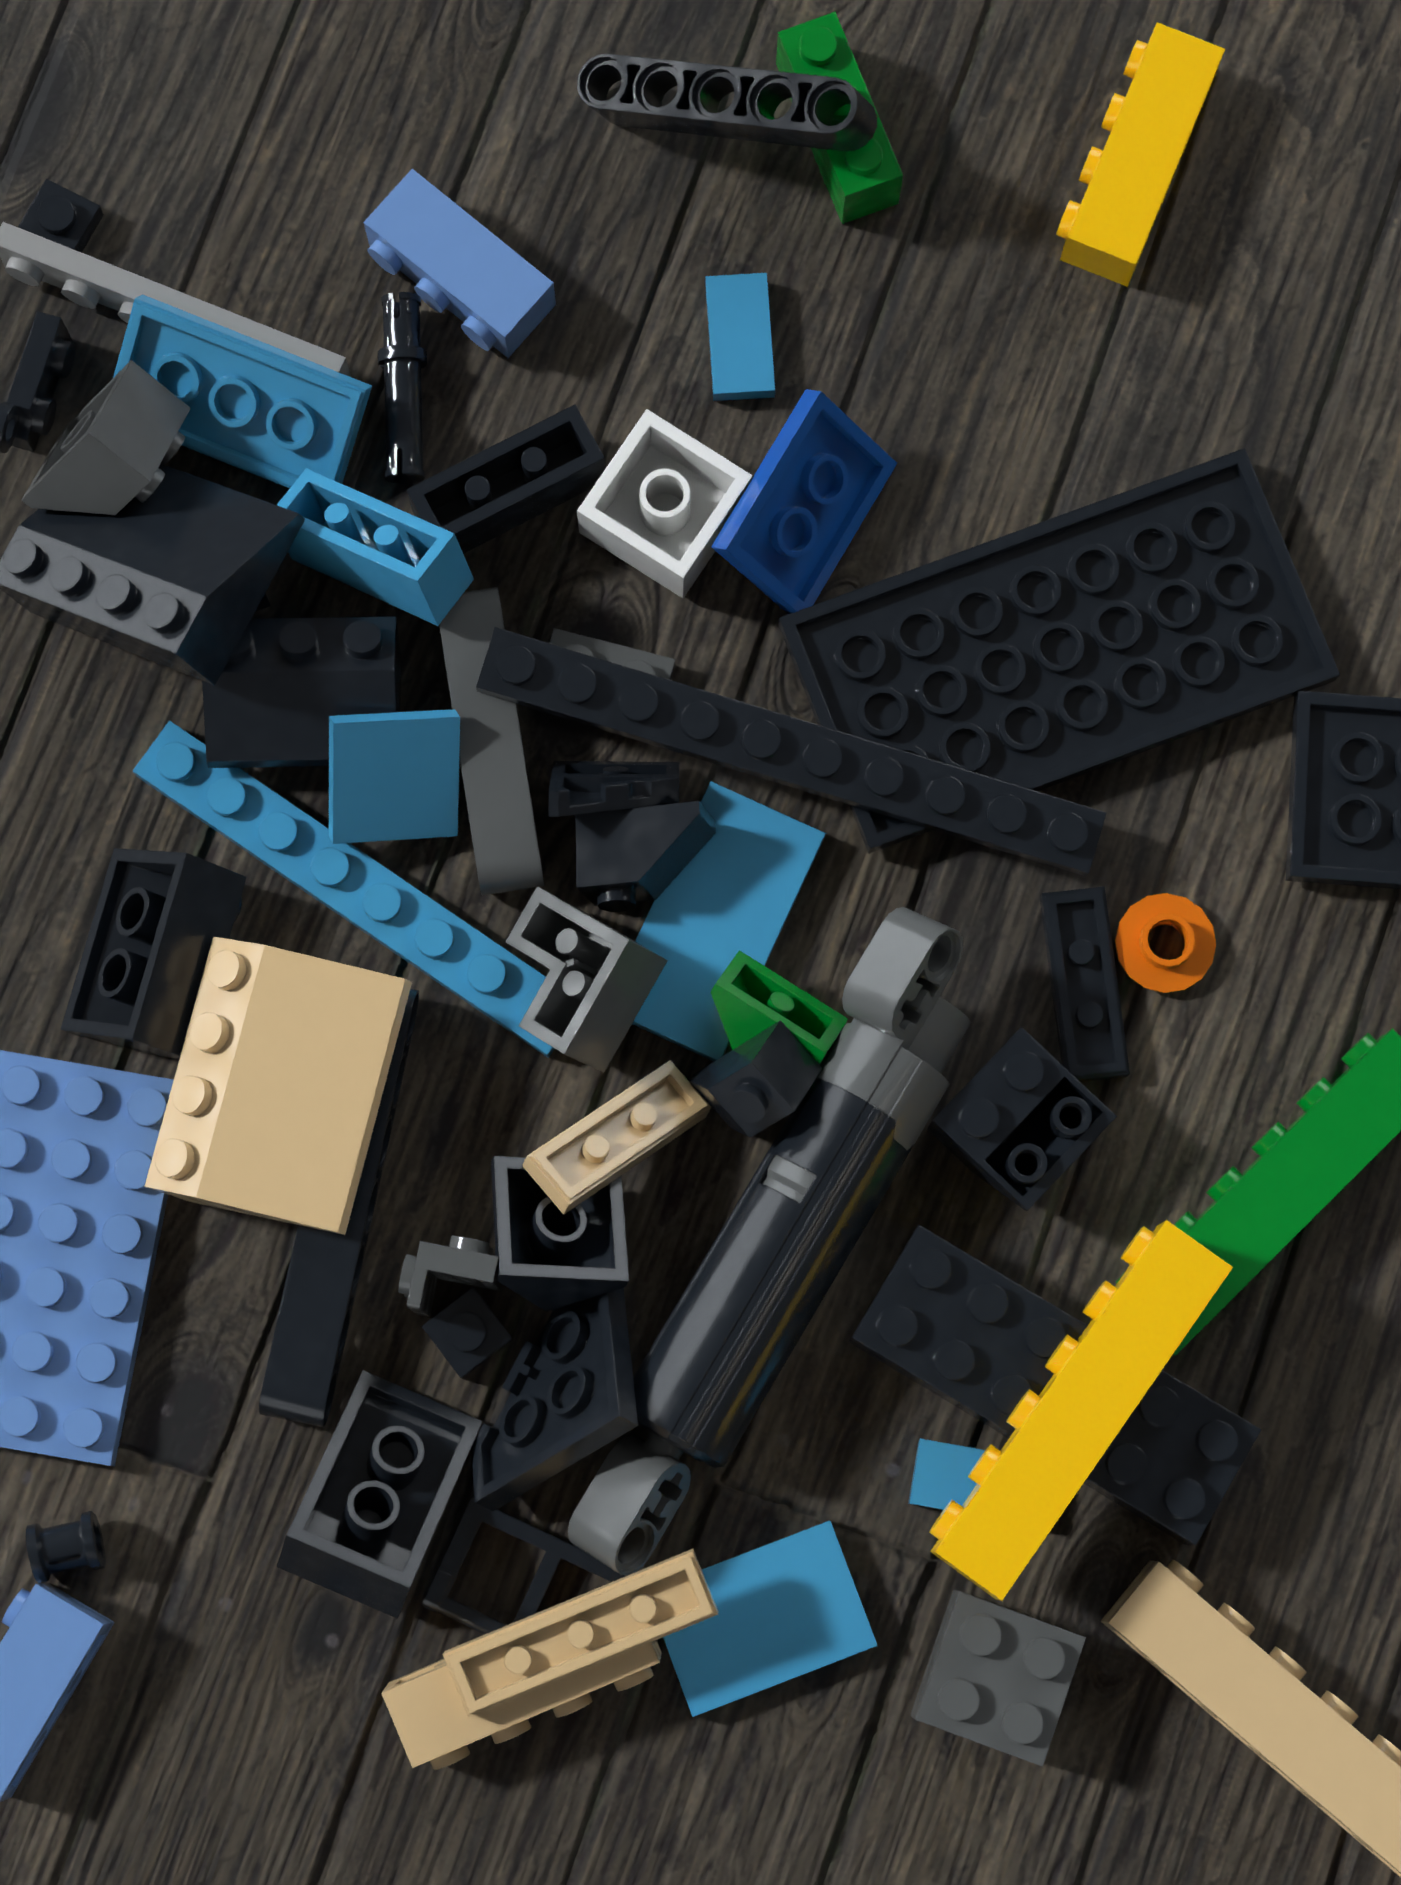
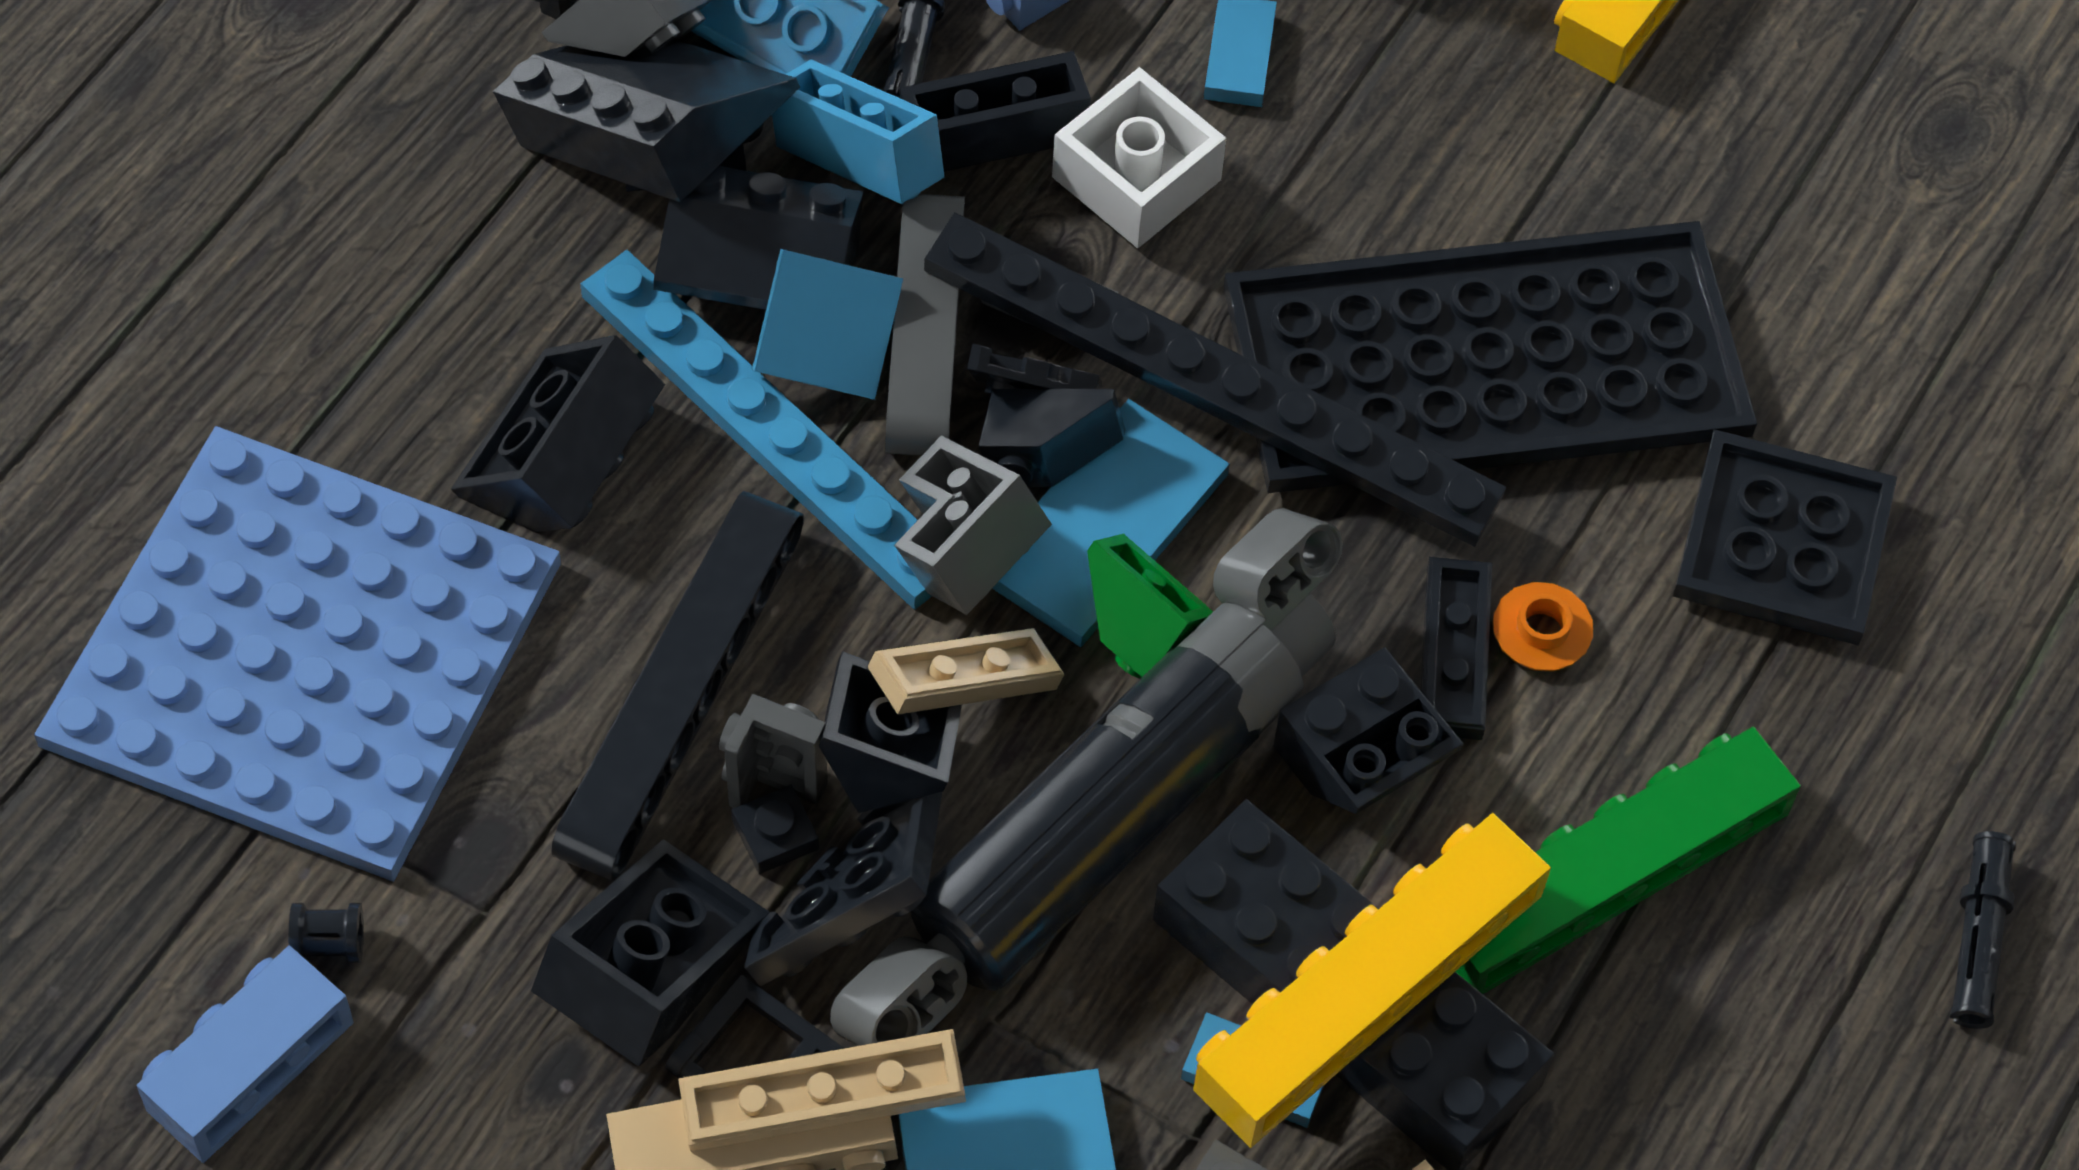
camera: 10 degrees right, 20 degrees down
(278, 1085) = (646, 556): tan slope -> none
(758, 1080) = (1112, 640): black slope -> none
(804, 503) = (1270, 180): blue plate -> none

